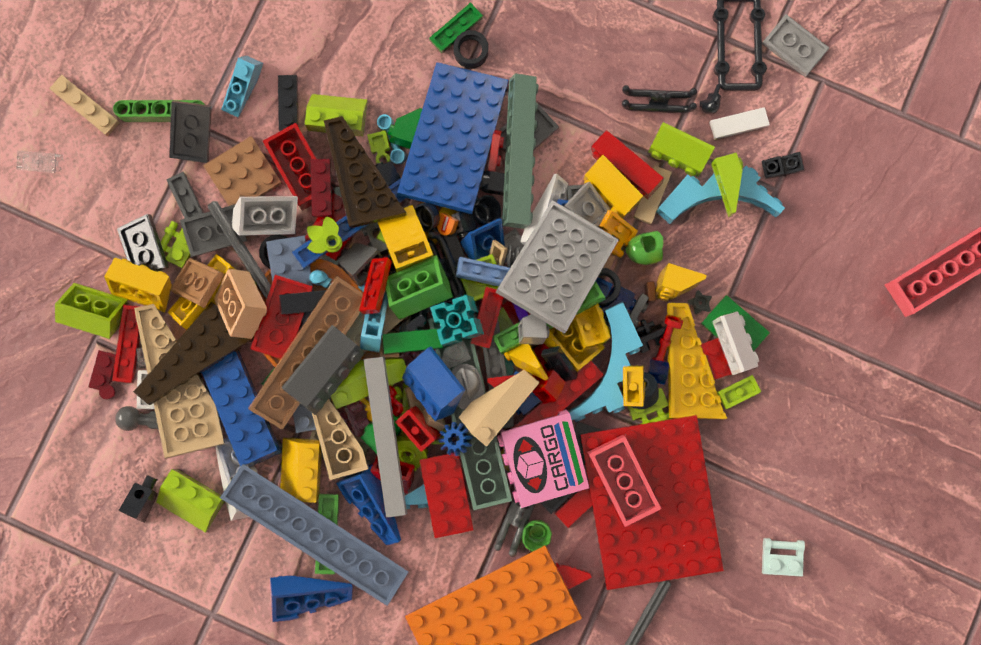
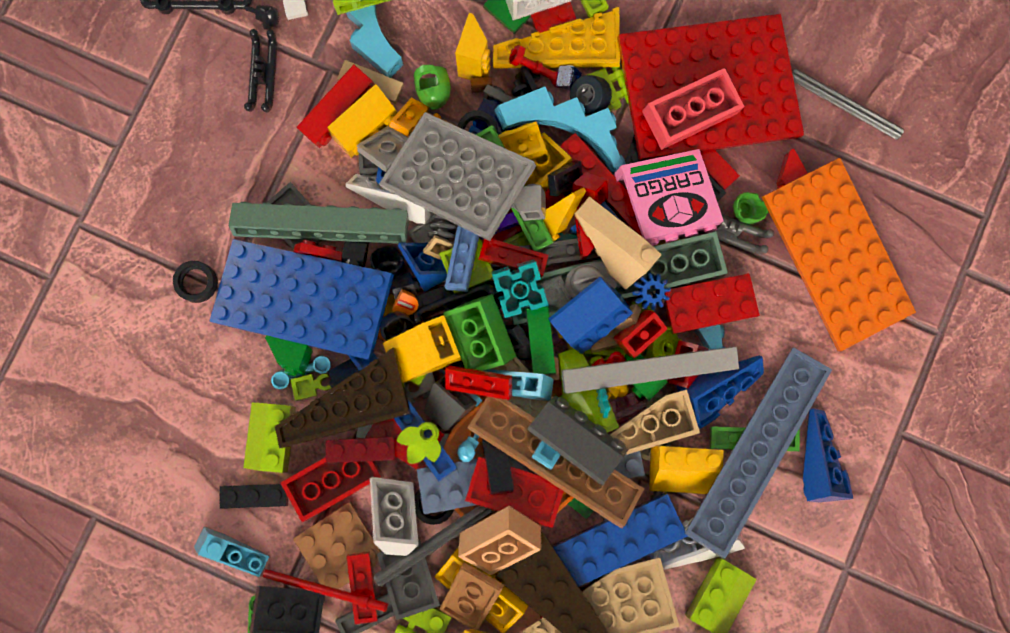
camera: 90 degrees left, 0 degrees up
(195, 192) = (364, 601): none -> red bar
(207, 192) = (361, 583): none -> red plate
(309, 341) = (546, 455): none -> medium azure plate
(355, 393) = (603, 402): none -> teal piece
(461, 22) = (170, 302): green plate -> none
(633, 386) = (590, 96): yellow slope -> none
(680, 150) = (320, 47): lime slope -> none
(705, 302) = (495, 29): pearl dark grey plate -> none

